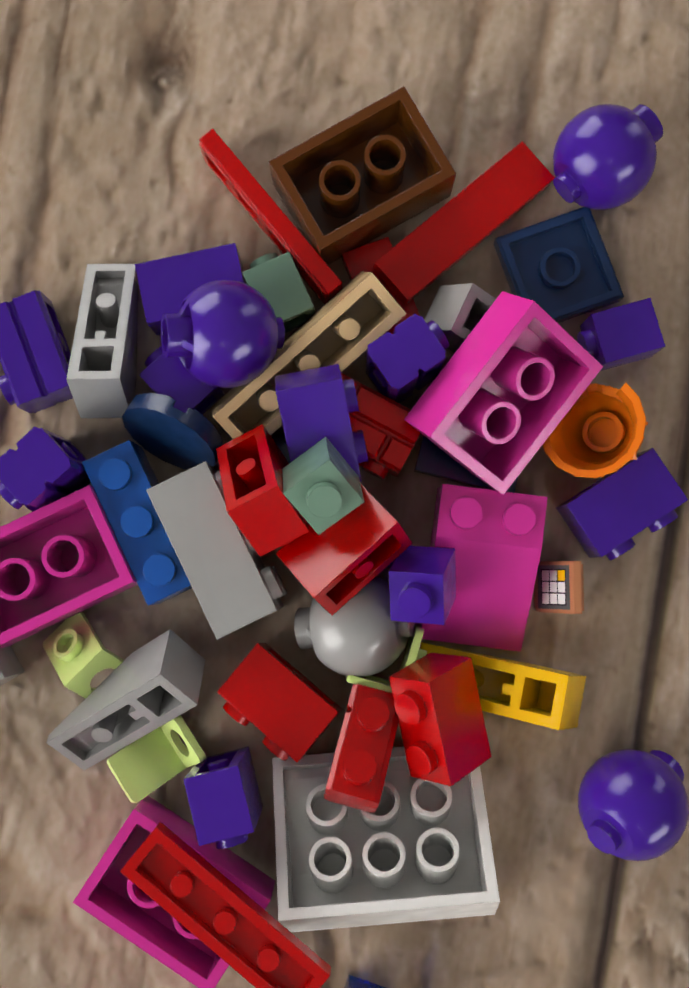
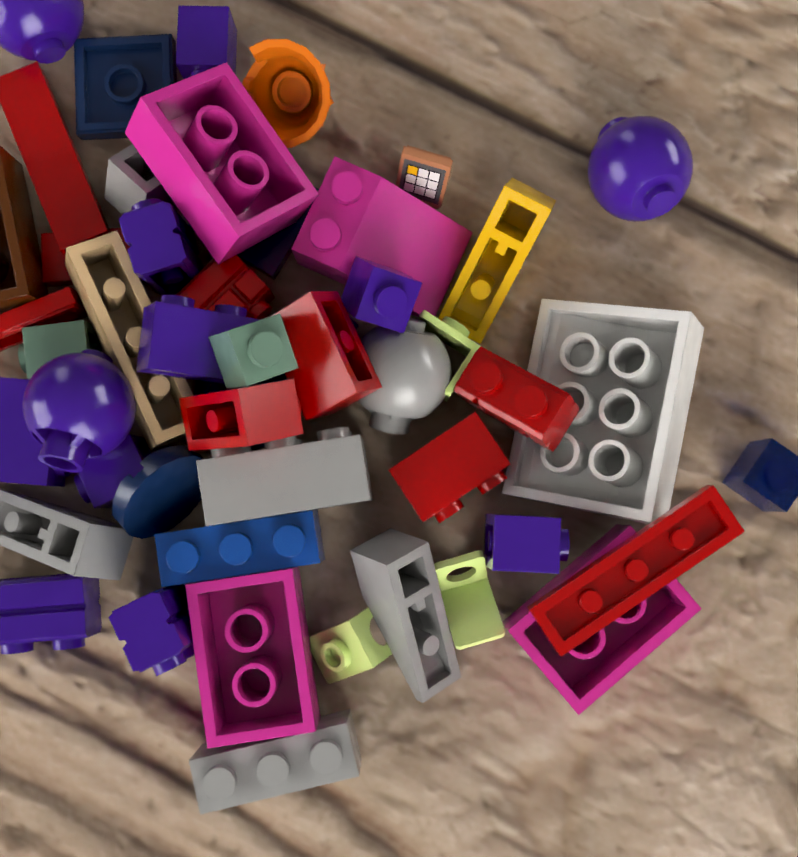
camera: 75 degrees left, 0 degrees up
(440, 718) = (508, 317): red brick -> none
(623, 505) = (365, 95): dark purple brick -> none

